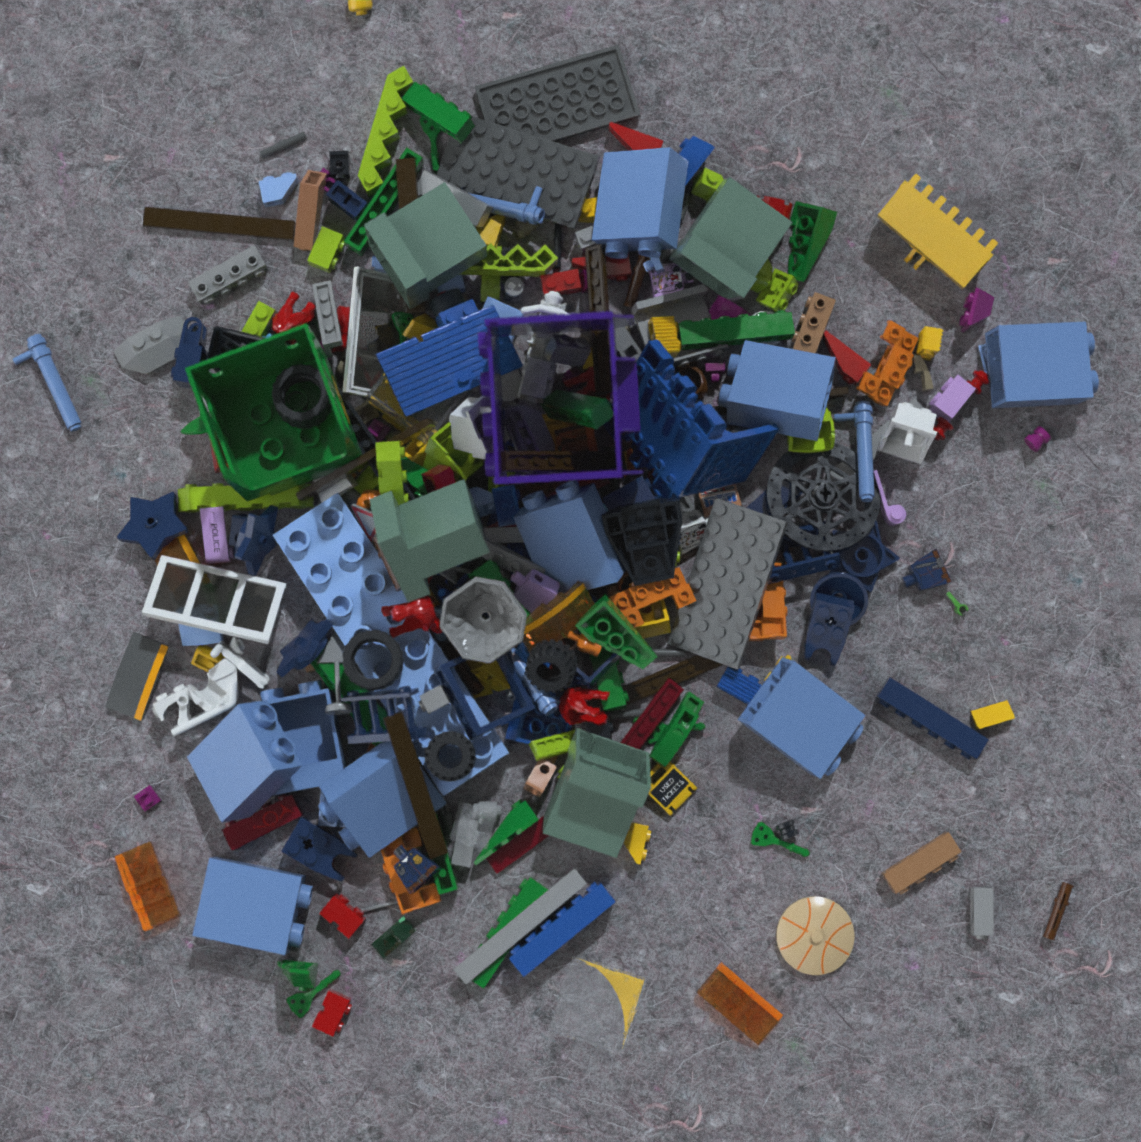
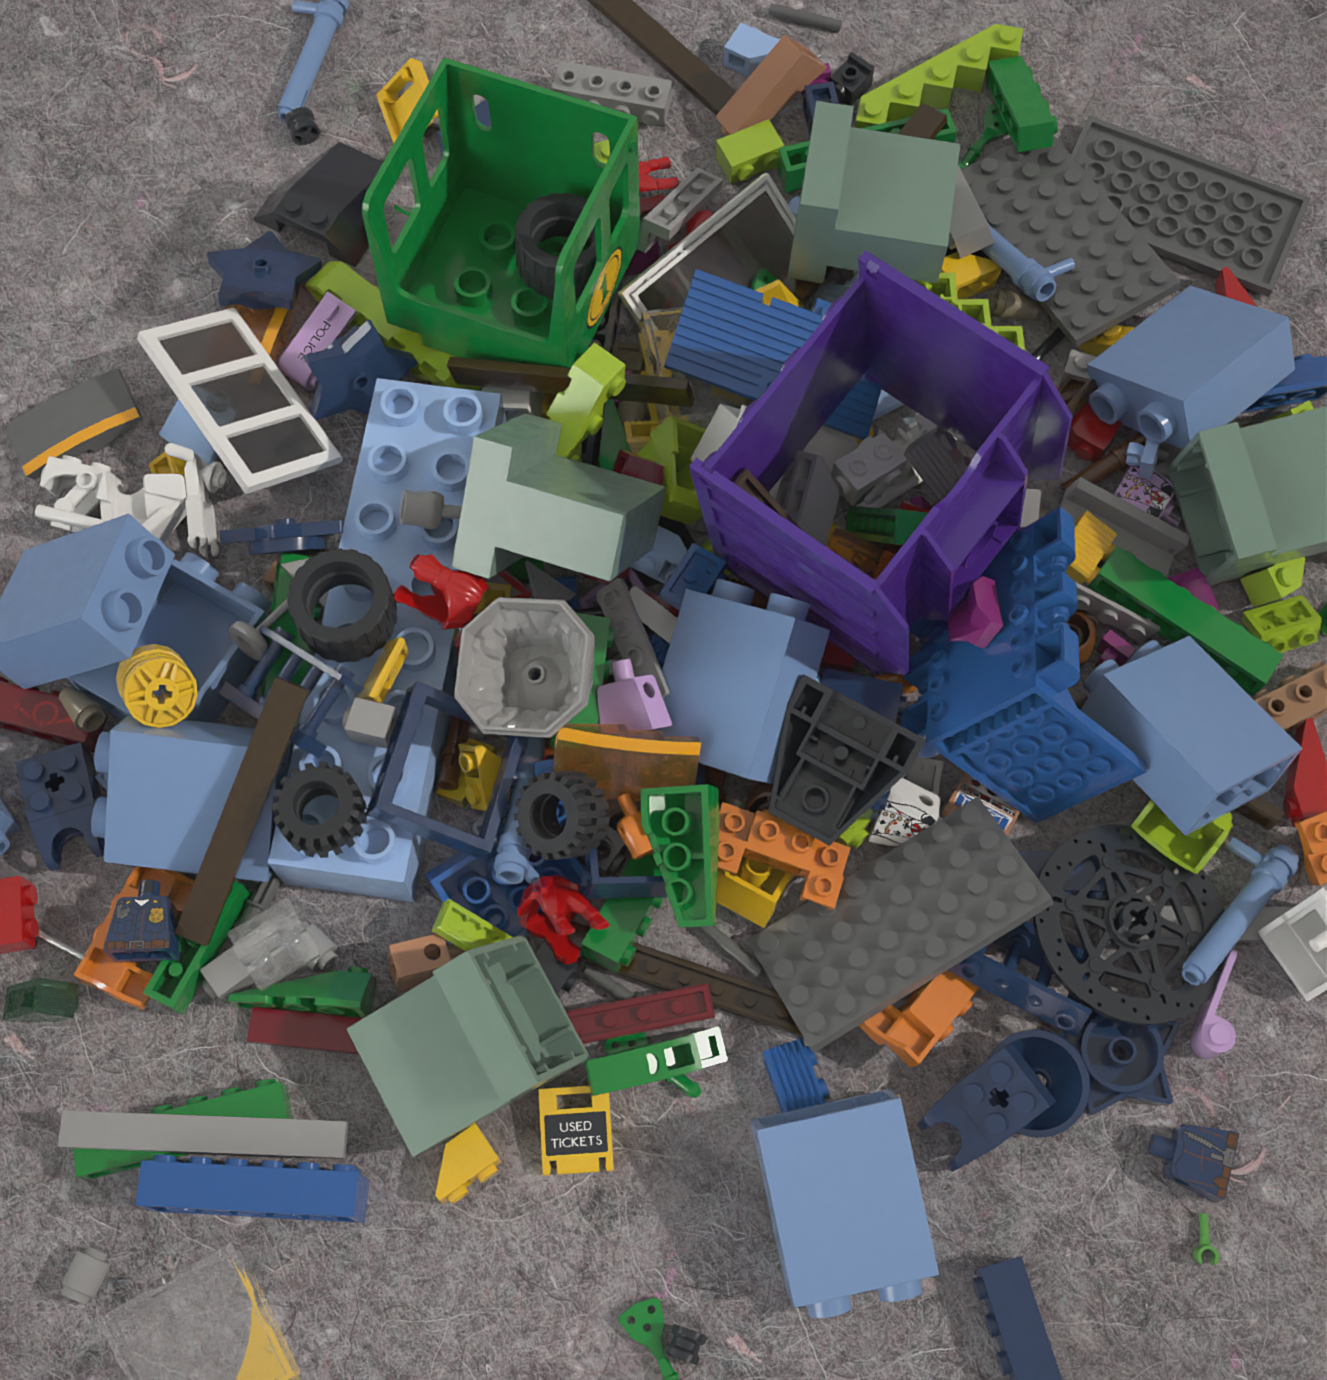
camera: 45 degrees right, 15 degrees down
(90, 427) = (302, 126): none -> black wheel
(139, 372) = (395, 109): none -> yellow container
(142, 454) = (326, 202): none -> black wedge
(287, 802) = (83, 710): none -> dark tan cone
(324, 766) = (143, 674): none -> yellow wheel
(364, 582) = (425, 509): none -> light grey piece
(416, 672) = (385, 671): none -> yellow slope
(523, 1021) = (85, 1275): none -> light grey brick
(652, 422) = (978, 616): none -> magenta slope

